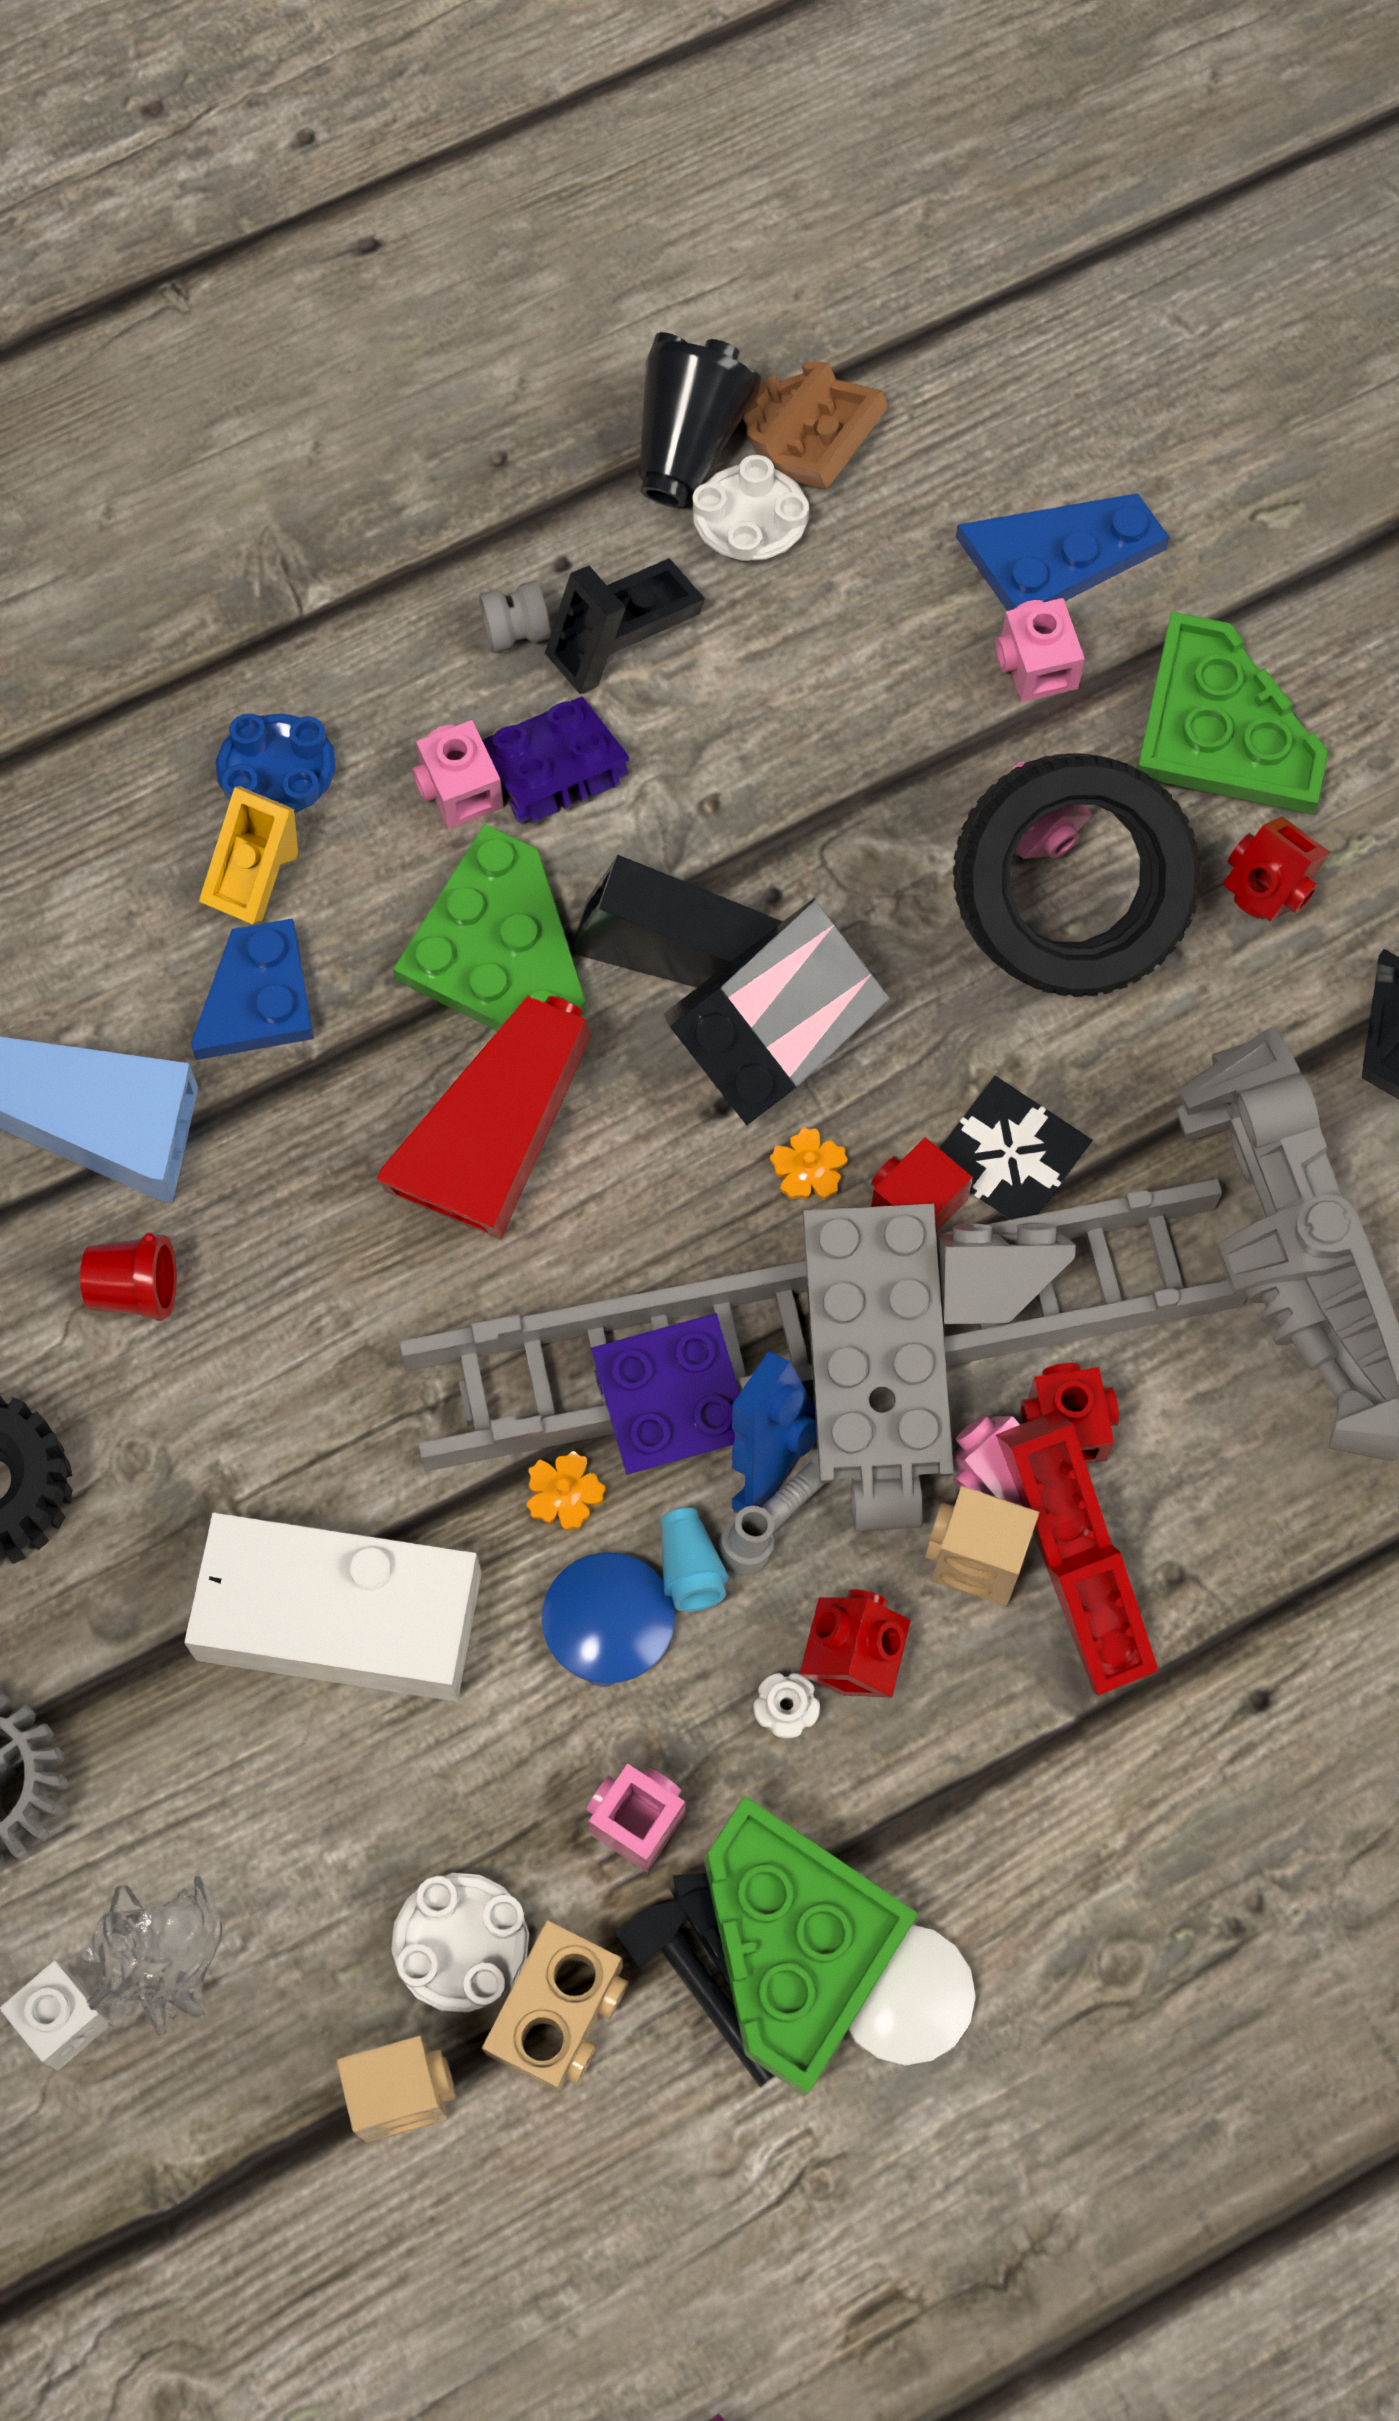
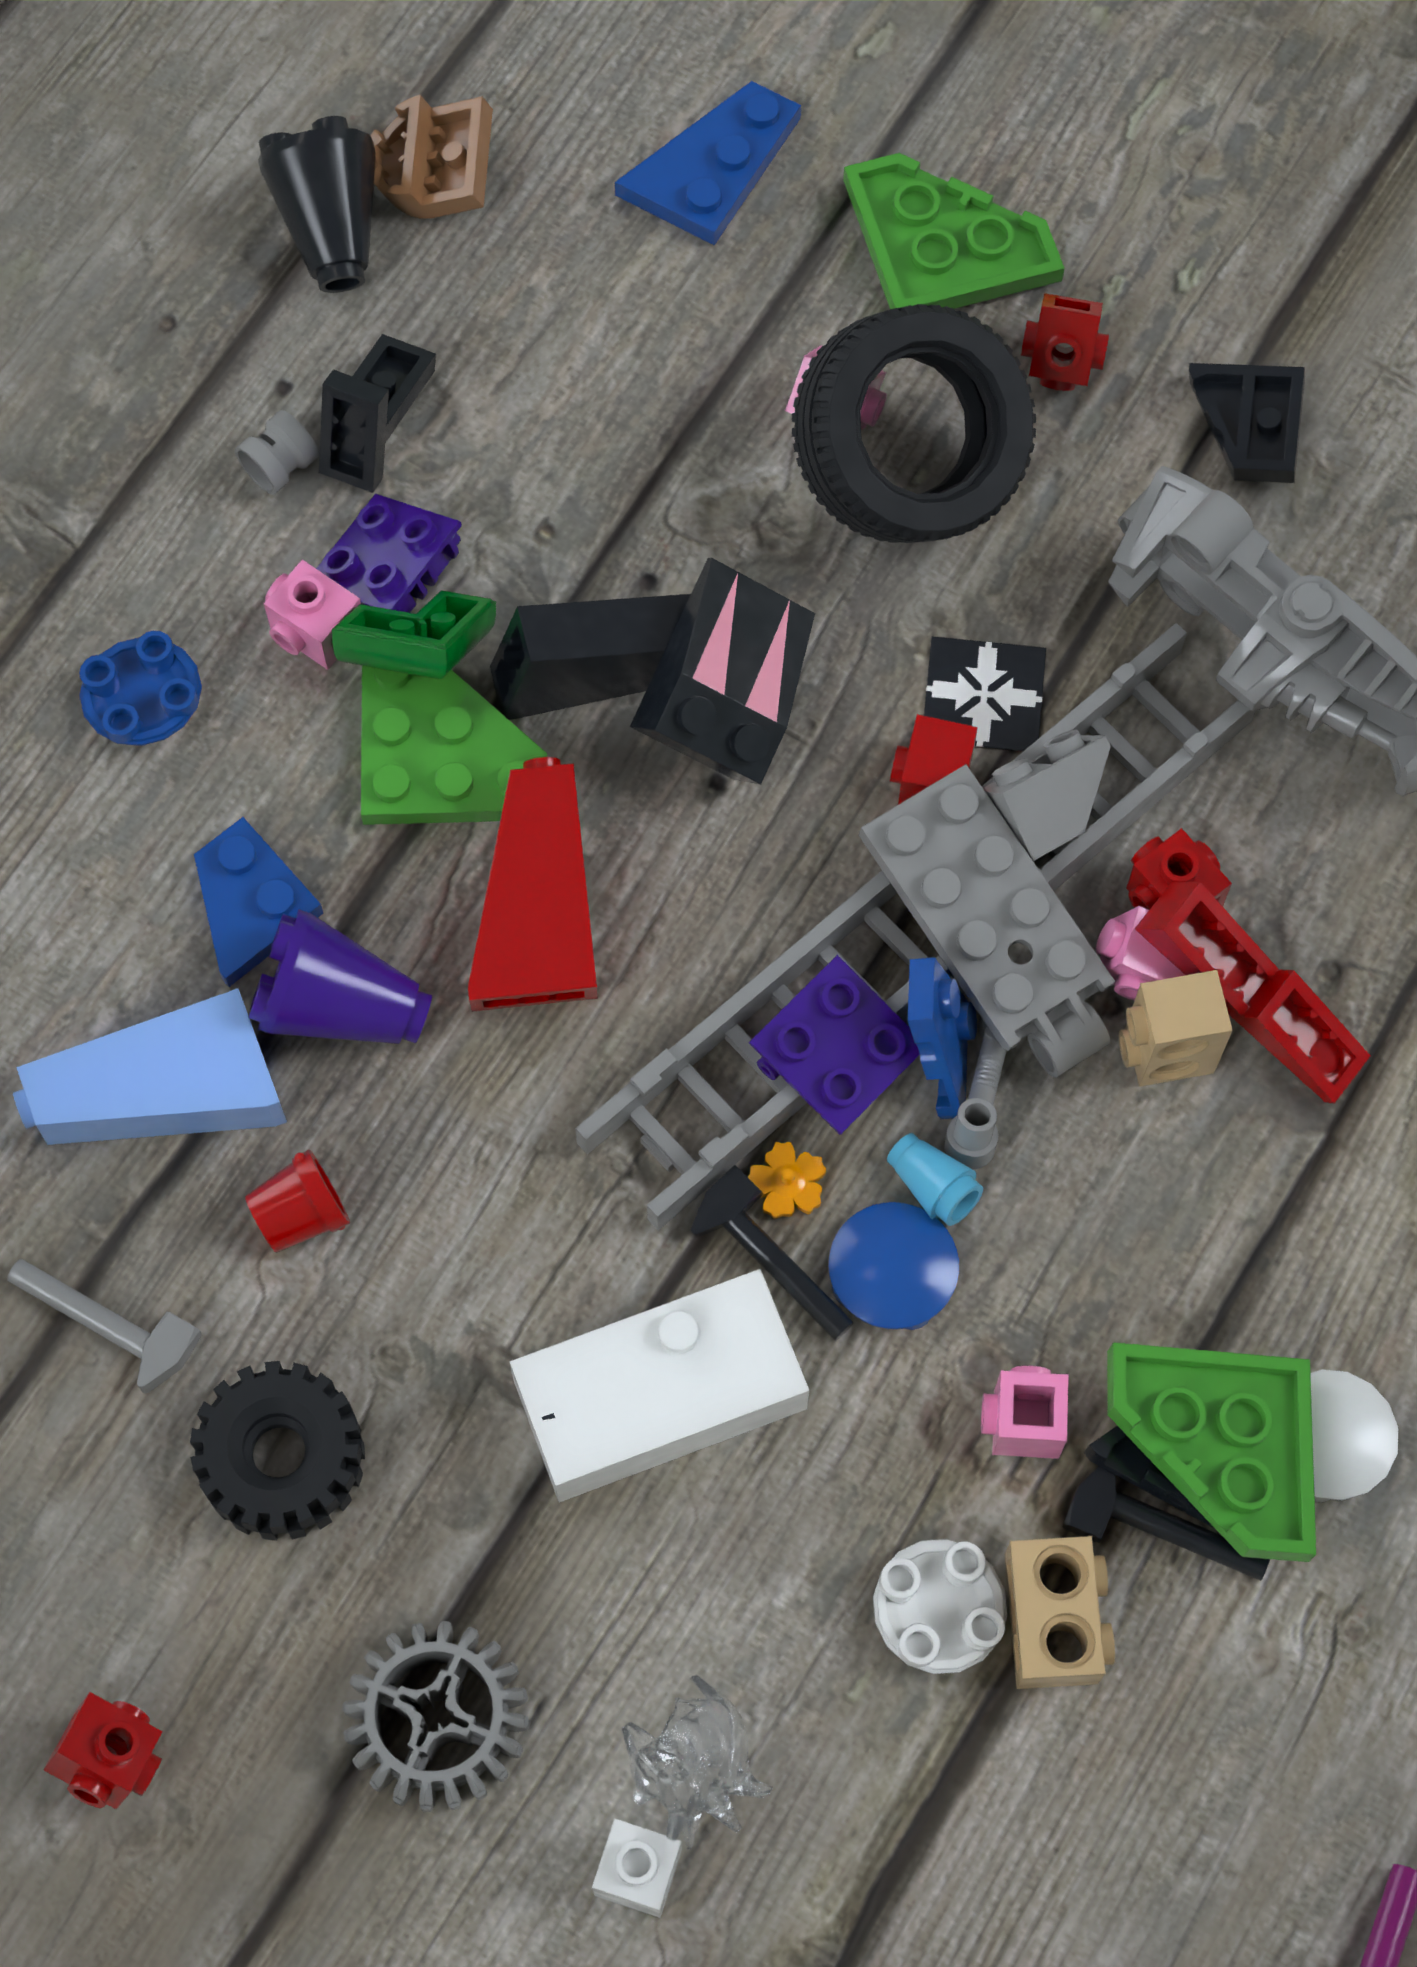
camera: 30 degrees left, 0 degrees up
(248, 855) = (173, 780): yellow slope -> none
(270, 1106) = (335, 988): none -> dark purple cone
(395, 2088) = (973, 1753): tan brick -> none
(494, 1483) = (726, 1207): none -> black piece
(529, 845) = (416, 643): none -> green brick
(750, 510) = (426, 258): white dish -> none
(786, 1722) = (1083, 1269): white plate -> none
(809, 1166) = (824, 795): light orange plant -> none
(855, 1645) = (1119, 1170): red brick -> none
(1040, 649) = (753, 253): bright pink brick -> none

